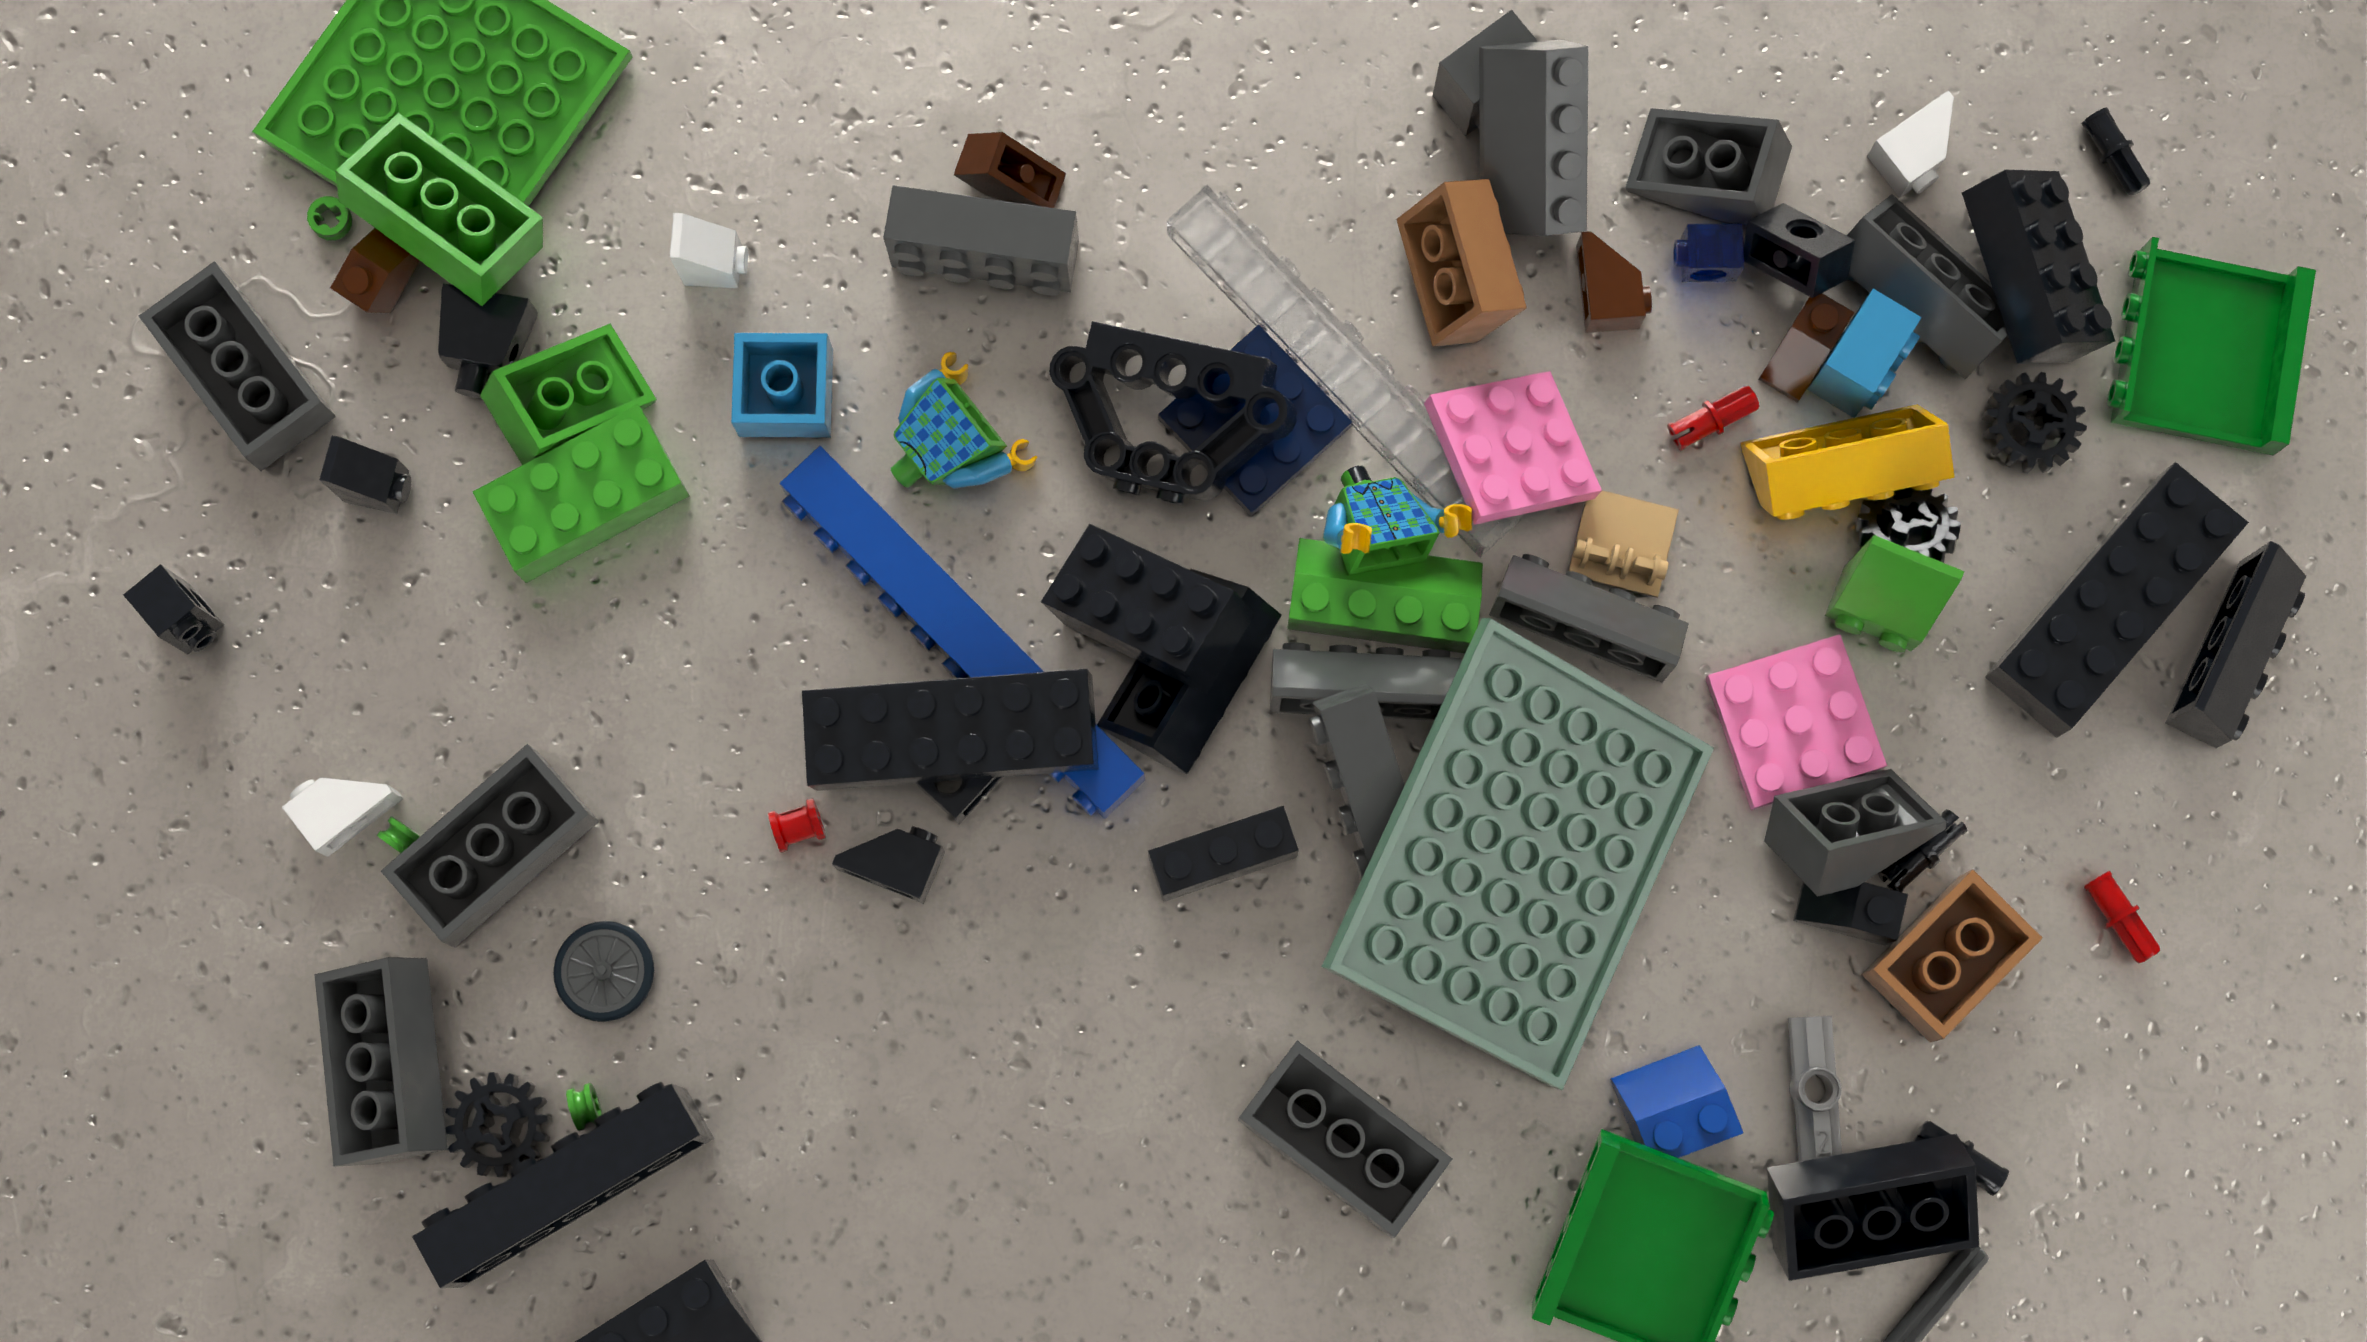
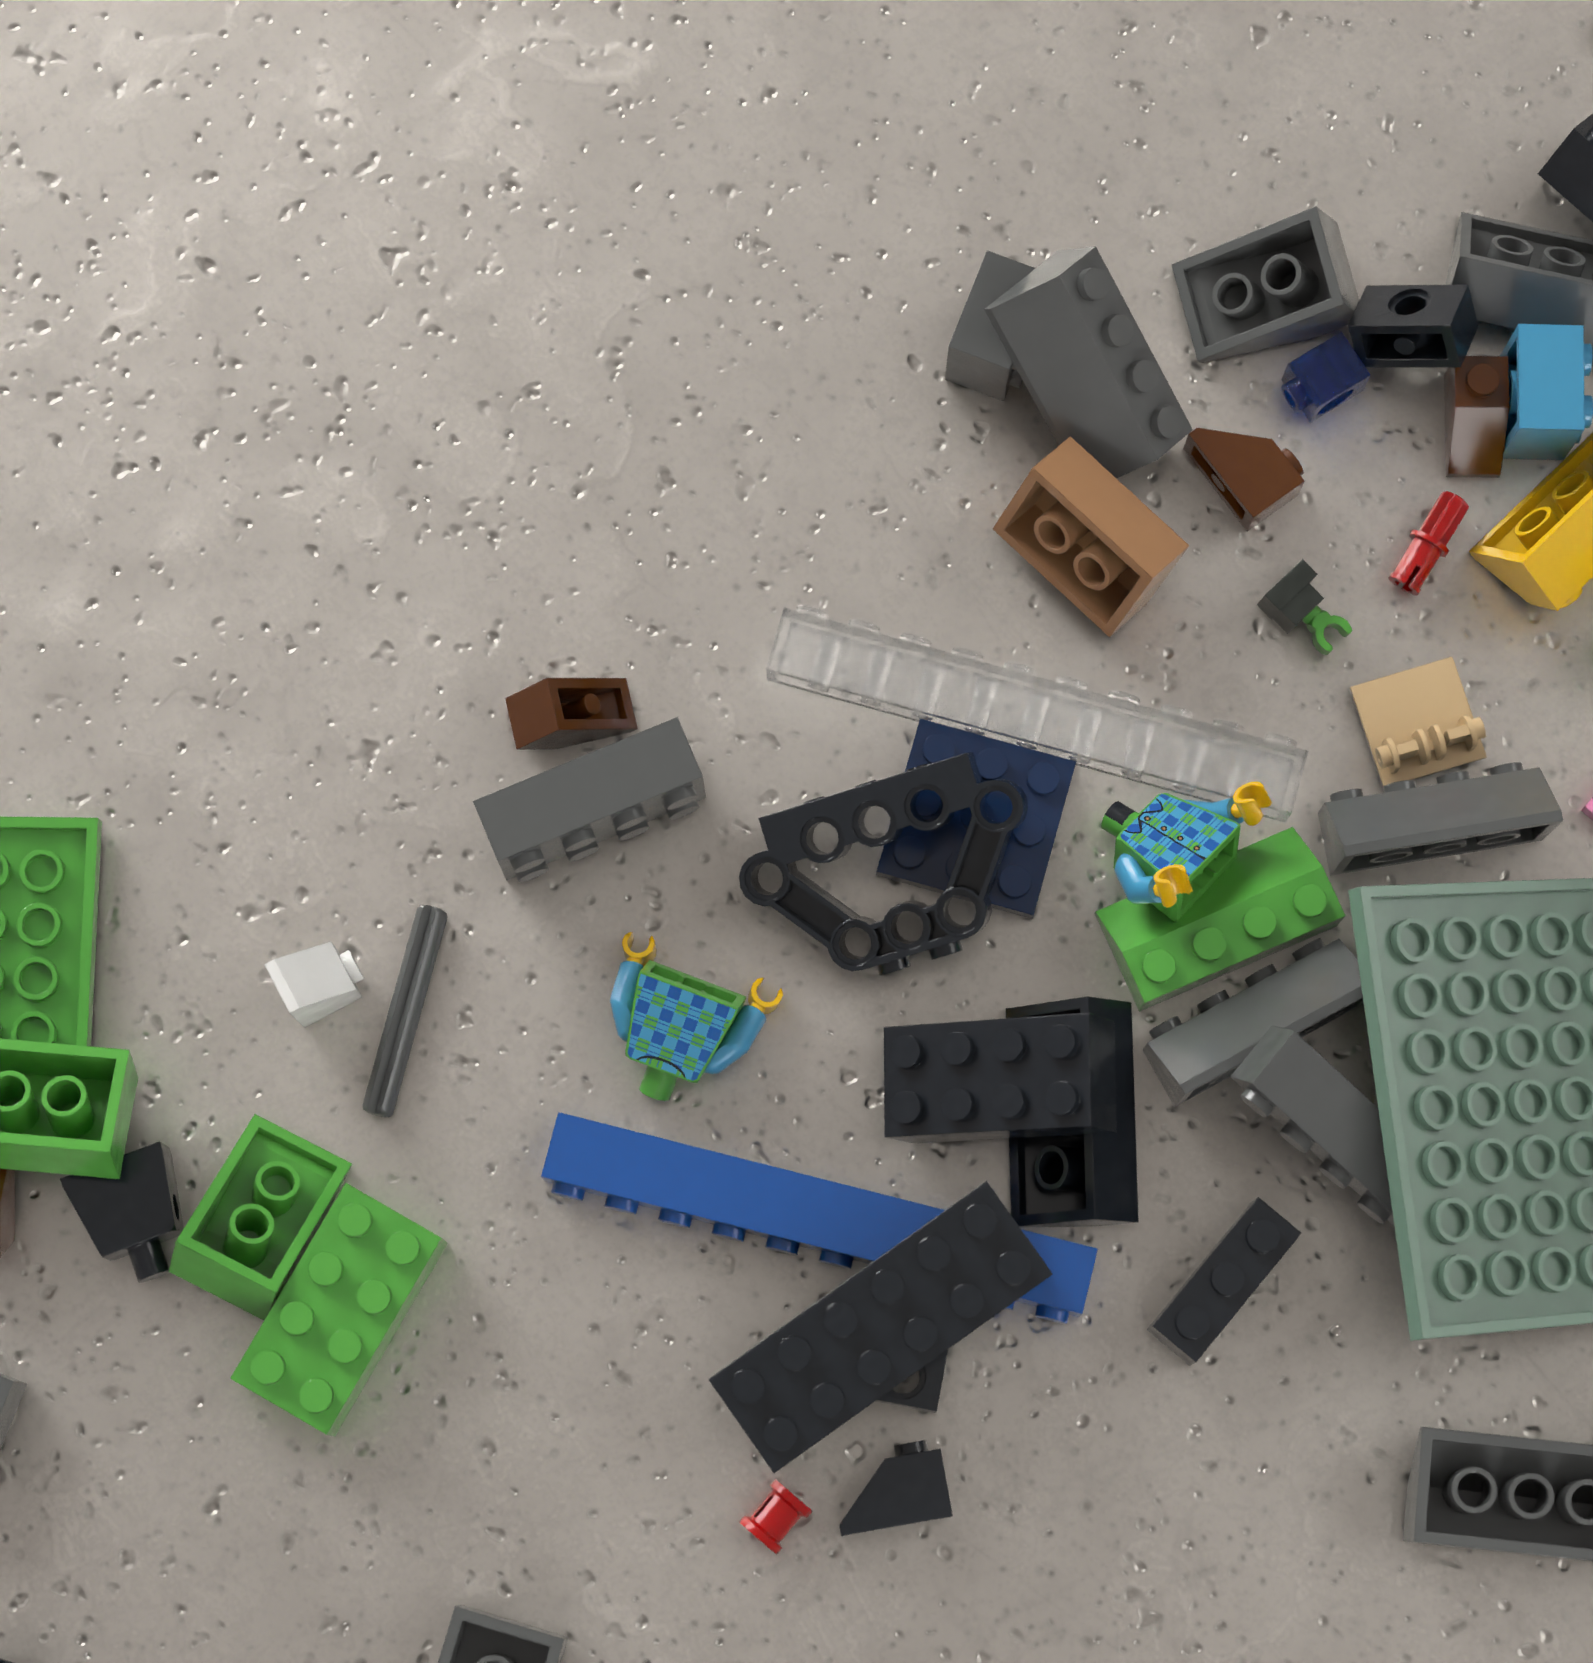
camera: 30 degrees left, 0 degrees up
(365, 476) = (106, 1428): black slope -> none
(762, 312) = (405, 1011): none -> dark grey axle
(782, 385) = (478, 1072): dark azure brick -> none
(1512, 447) = (1255, 693): bright pink plate -> none
(1586, 402) = (1296, 601): none -> pearl dark grey piece
(1915, 148) = (1460, 153): white slope -> none

